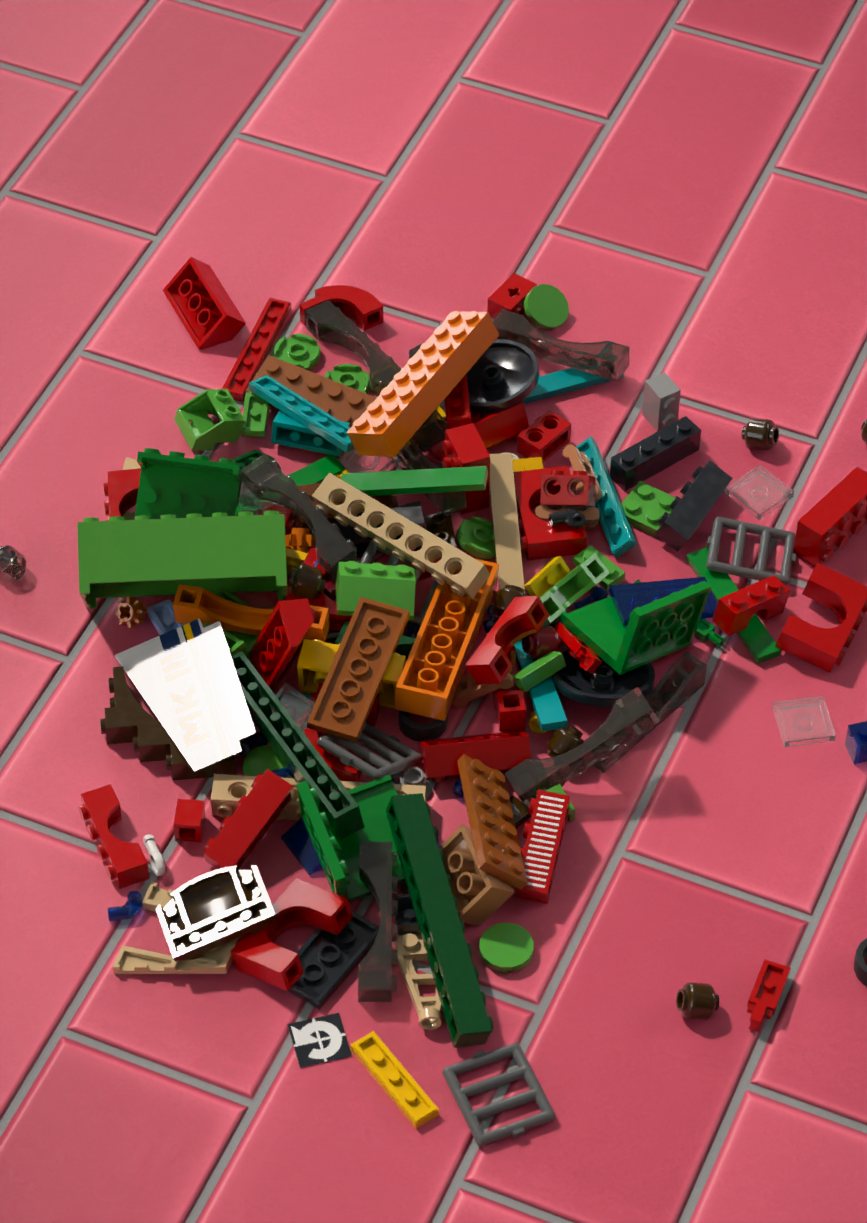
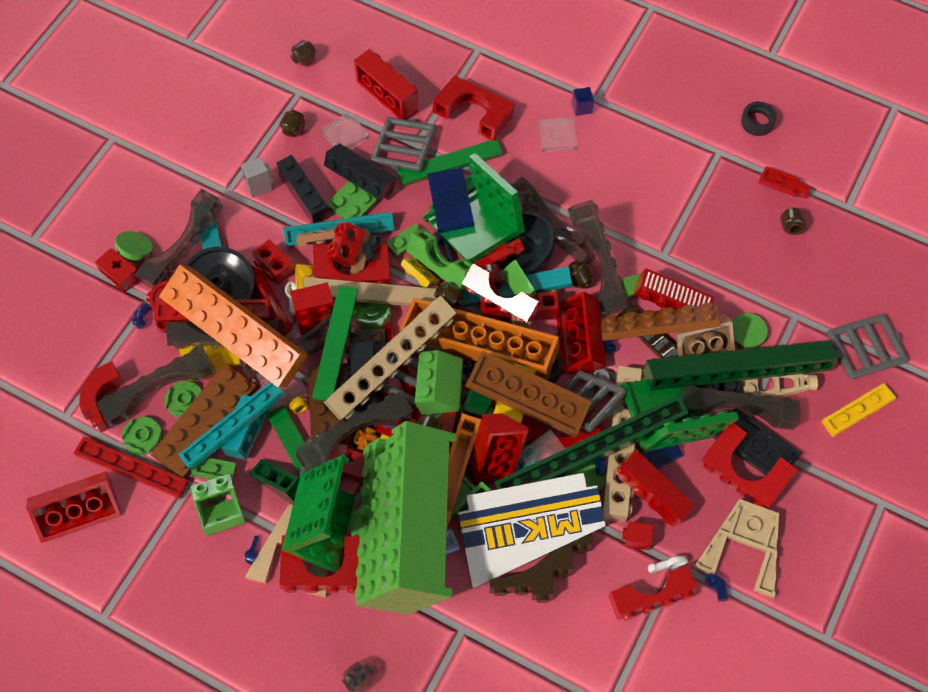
camera: 85 degrees left, 15 degrees up
(215, 911) = (738, 515): slope -> none
(319, 1040) = (826, 457): sticker -> none
(764, 597) = (456, 139): red arch -> none

